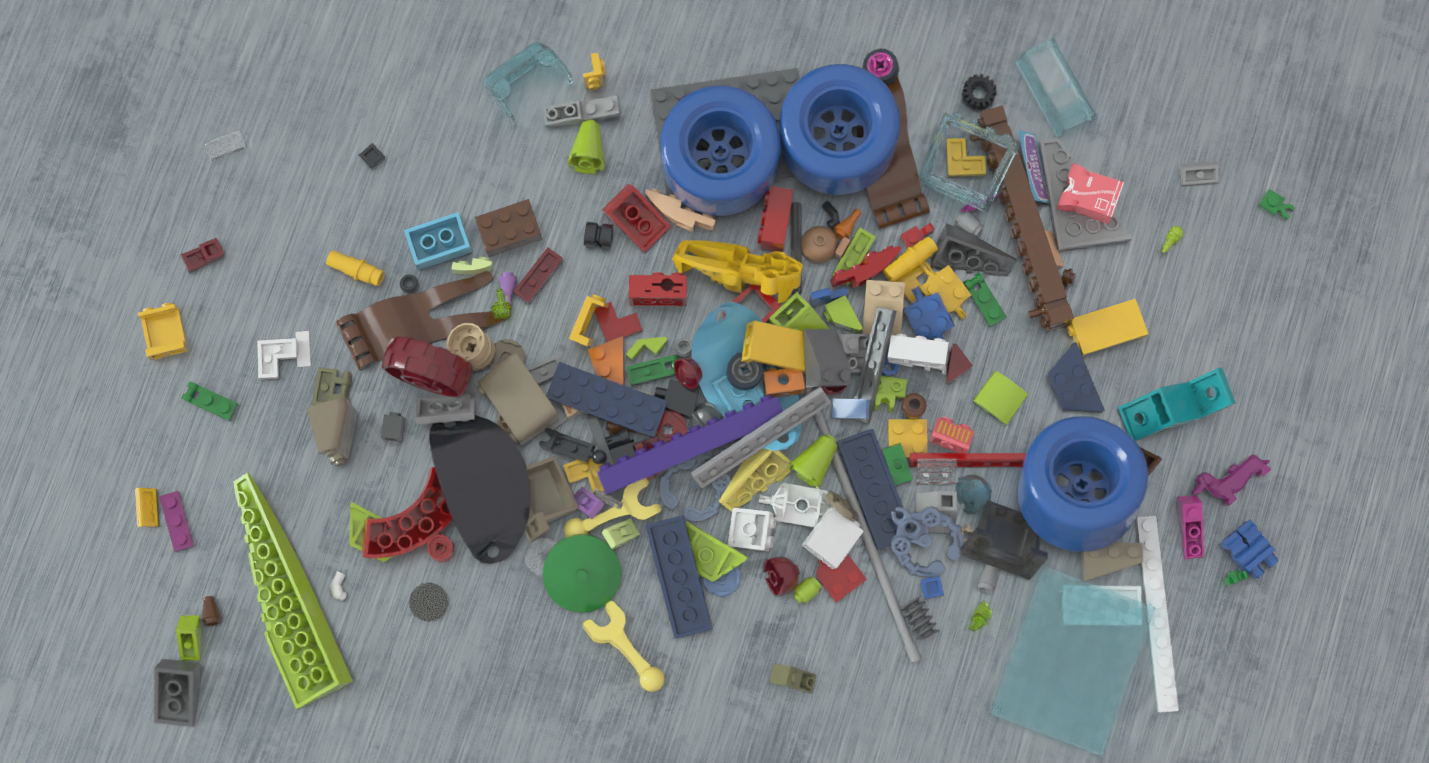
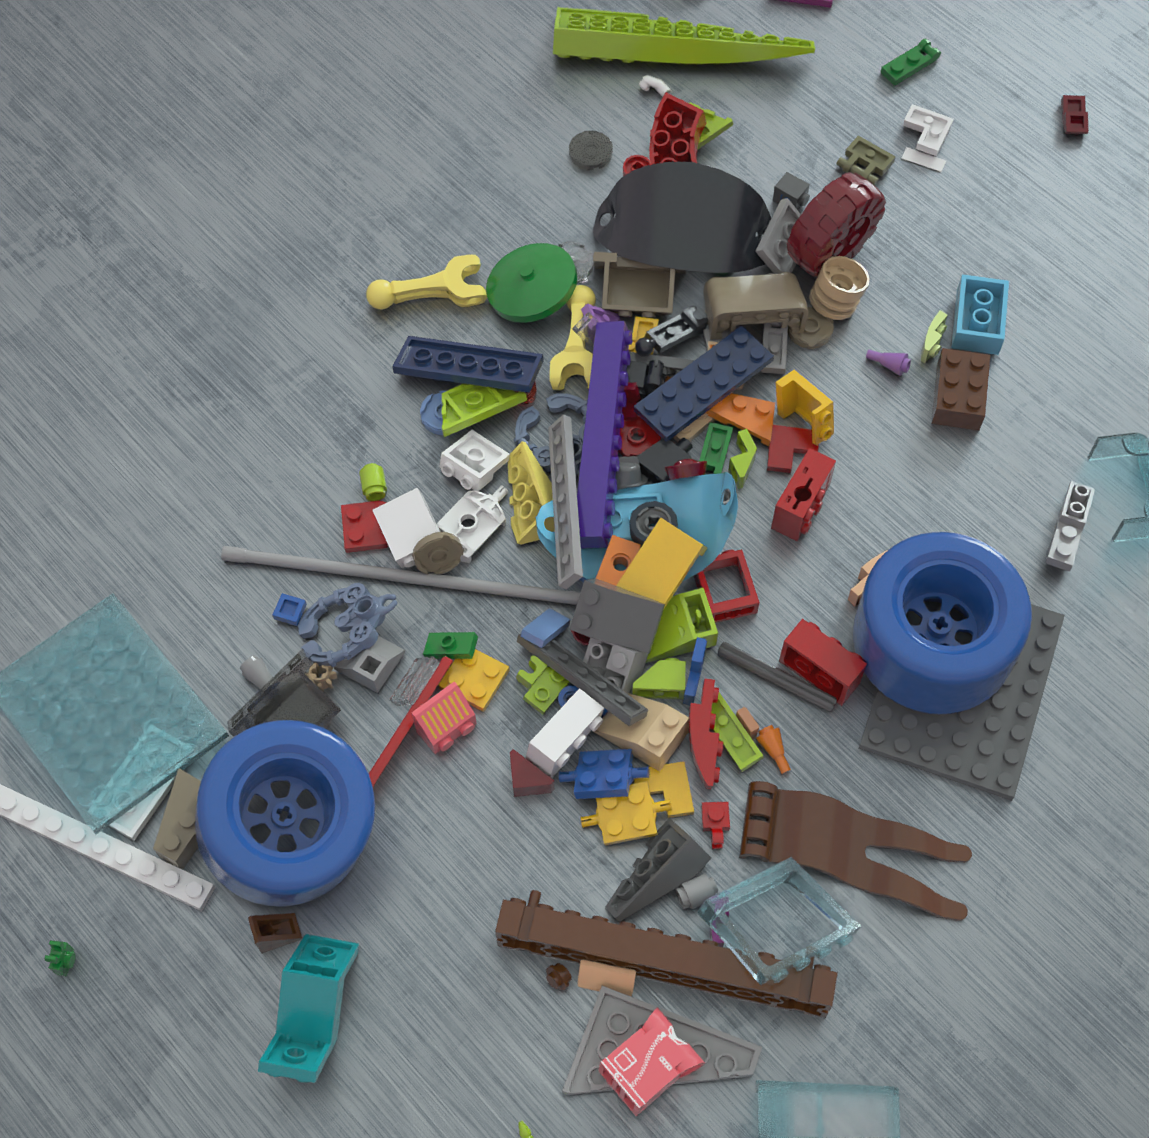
camera: 120 degrees right, 15 degrees down
(163, 331) = (1006, 53): yellow panel -> none
(333, 428) = (813, 118): dark tan windscreen -> none
(355, 268) = (988, 232): yellow piece -> none
(372, 156) = (1115, 305): black tile -> none
(409, 278) = (947, 270): black plate -> none
(410, 318) = (901, 251): reddish brown flag -> none
(501, 308) = (871, 341): clear neon green piece -> none
(538, 275) = (889, 395): dark red plate -> none
(587, 150) = (1020, 509): lime cone -> none
(594, 79) = (1114, 559): yellow bracket -> none
(598, 235) = (905, 472): black wheel -> none
(621, 534) = (549, 334): yellowish green slope -> none
(636, 217) = (905, 516): red slope -> none
(736, 266) = (784, 591): yellow piece -> none
(782, 575) = (405, 463): dark red cylinder -> none
(792, 678) = (290, 421): olive slope -> none
(815, 461) = (506, 553): lime cone -> none
(819, 245) = (768, 701): medium nougat cylinder -> none
(833, 213) = (798, 737): black arm -> none
(835, 90) = (946, 740): blue wheel -> none
(872, 484) = (446, 608): dark blue plate -> none
(885, 58) = (962, 908): wheel -> none
(910, 259) = (687, 789): yellow piece -> none
(913, 406) = (506, 697): reddish brown head -> none
(919, 618) = (262, 576): dark grey piece -> none
(961, 165) = (784, 926): yellow plate -> none
(973, 492) = (362, 710): clear light blue cylinder -> none
(980, 616) = (224, 645): clear neon green piece -> none
(985, 300) = (589, 859): green plate -> none
(986, 84) = (880, 993): black tyre -> none
(1000, 397) = (457, 807): lime slope -> none
(1034, 166) = (731, 1014): sticker -> none
(1073, 383) = (419, 903): dark blue wing -> none
(1108, 327) = (462, 987): yellow panel -> none
(1191, 526) = (160, 943): dark pink slope -> none
(1233, 481) = (175, 1029): magenta animal -> none
(1252, 553) = (75, 997): blue hips -> none

